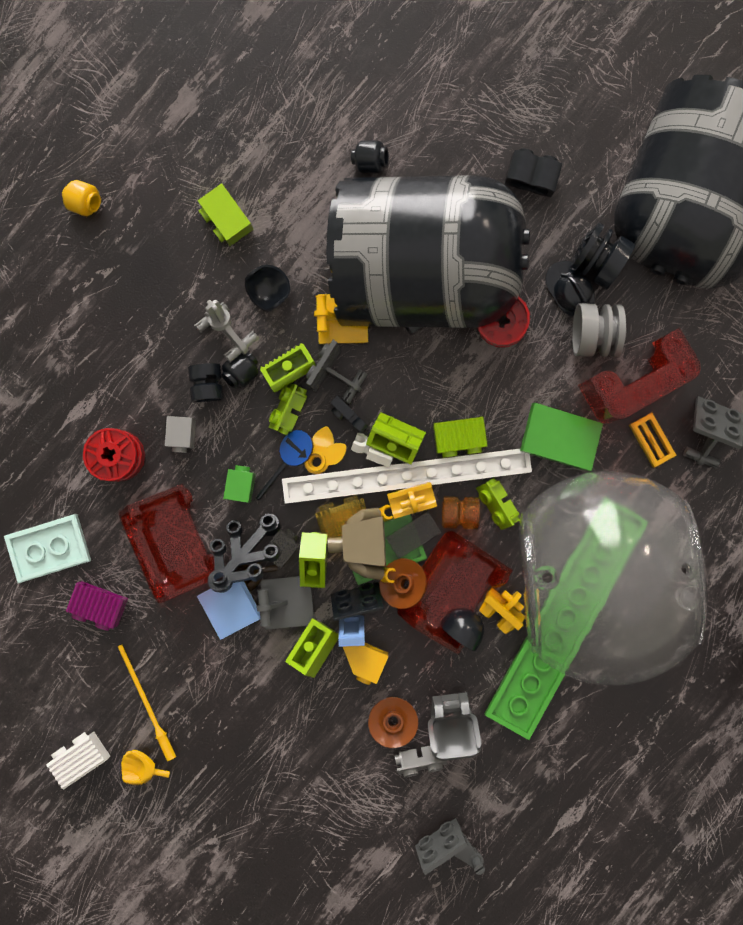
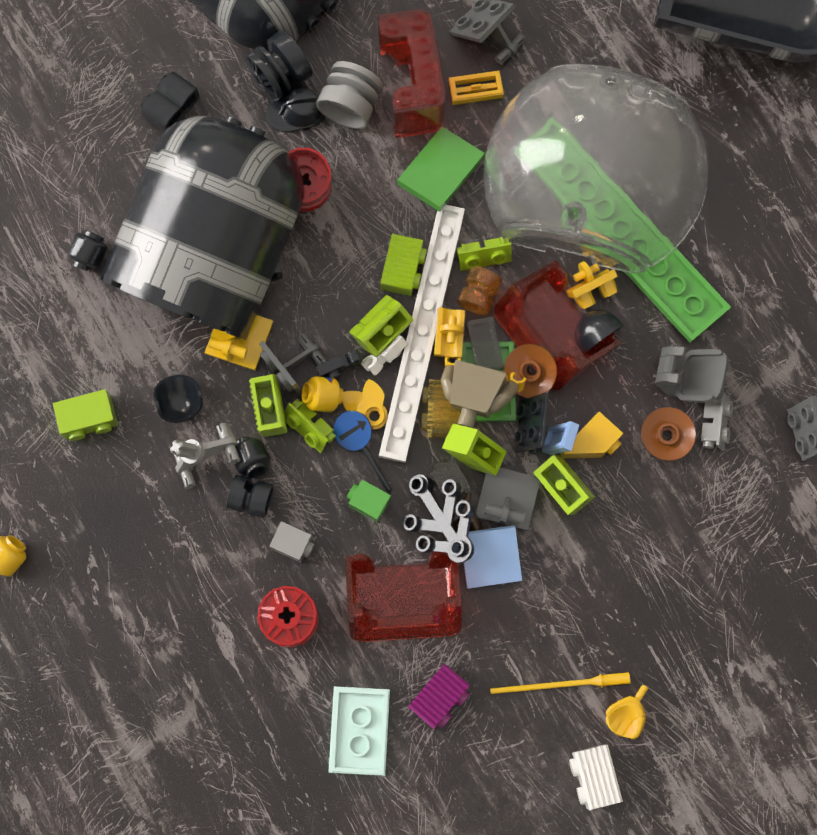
camera: 75 degrees left, 10 degrees down
(317, 410) = (322, 394): none -> yellow head

